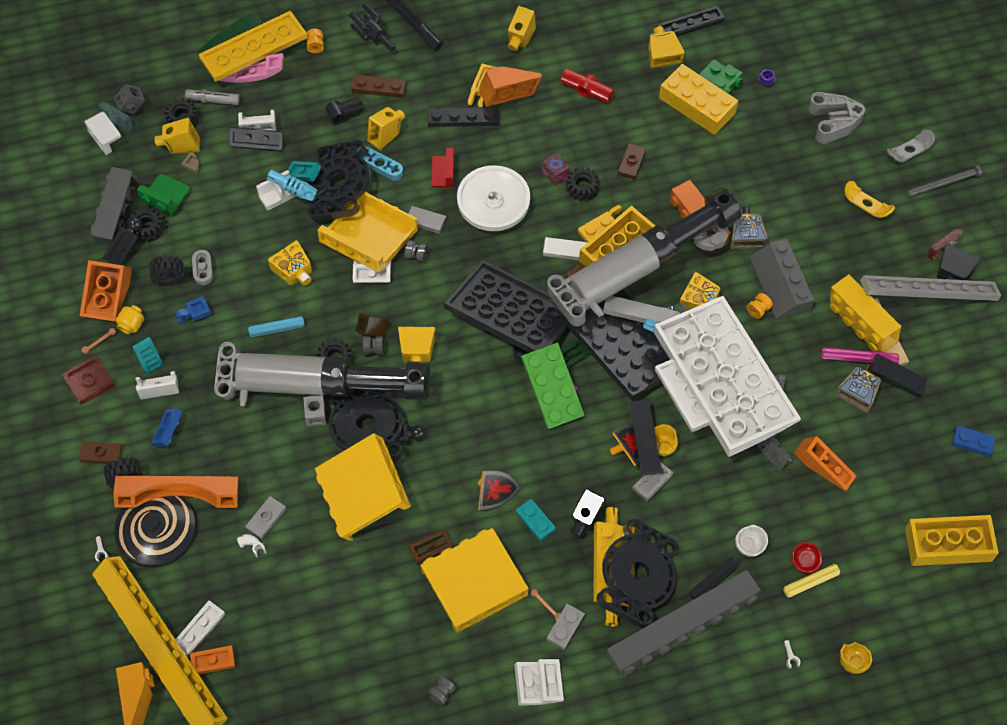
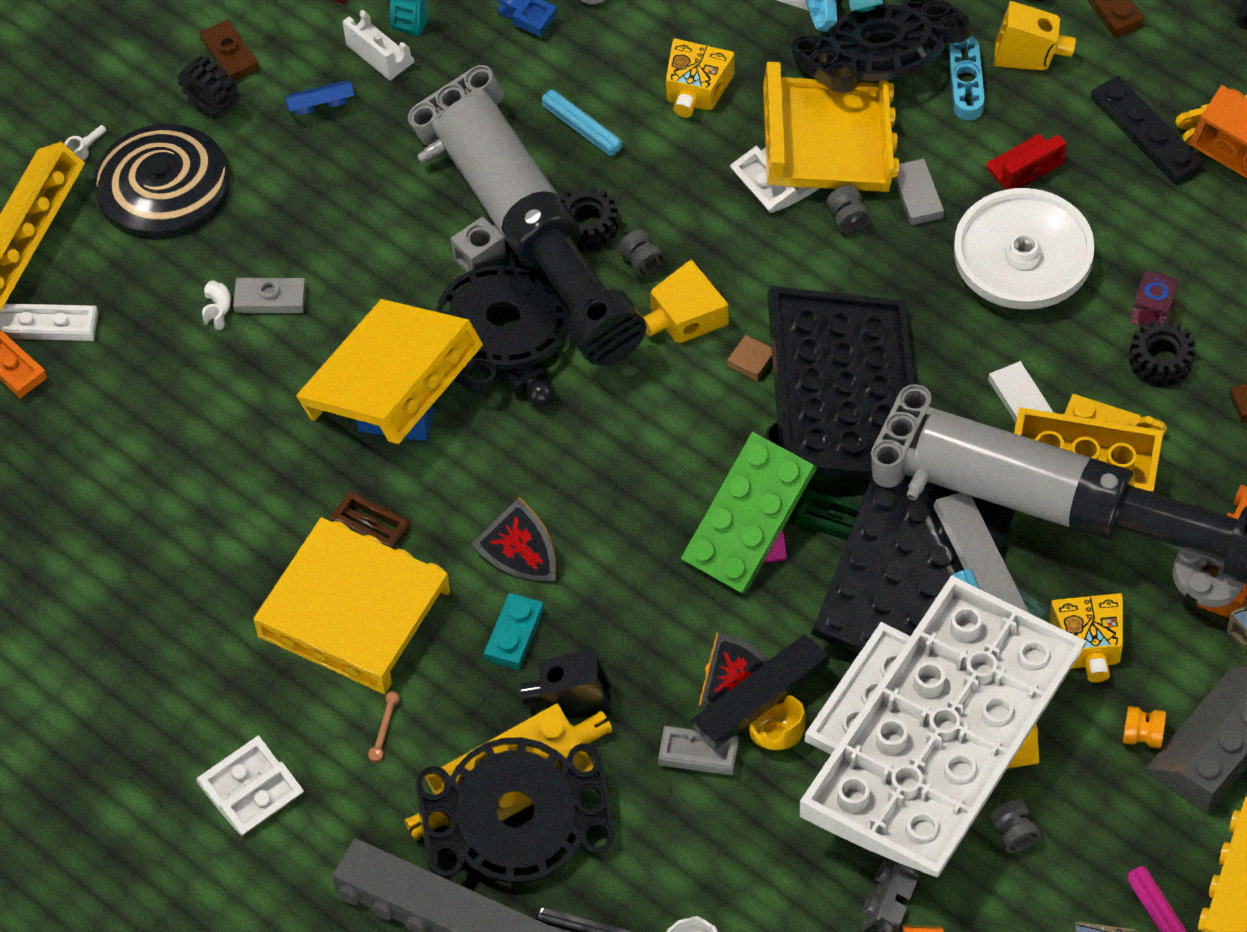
camera: 60 degrees right, 5 degrees down
(136, 490) = (190, 116): orange arch -> none
(371, 325) = (675, 231): dark brown panel -> none
(441, 690) = (146, 664): dark grey wheel -> none
(462, 337) = (750, 358): none -> medium nougat tile
(565, 626) = (364, 771): light grey plate -> none

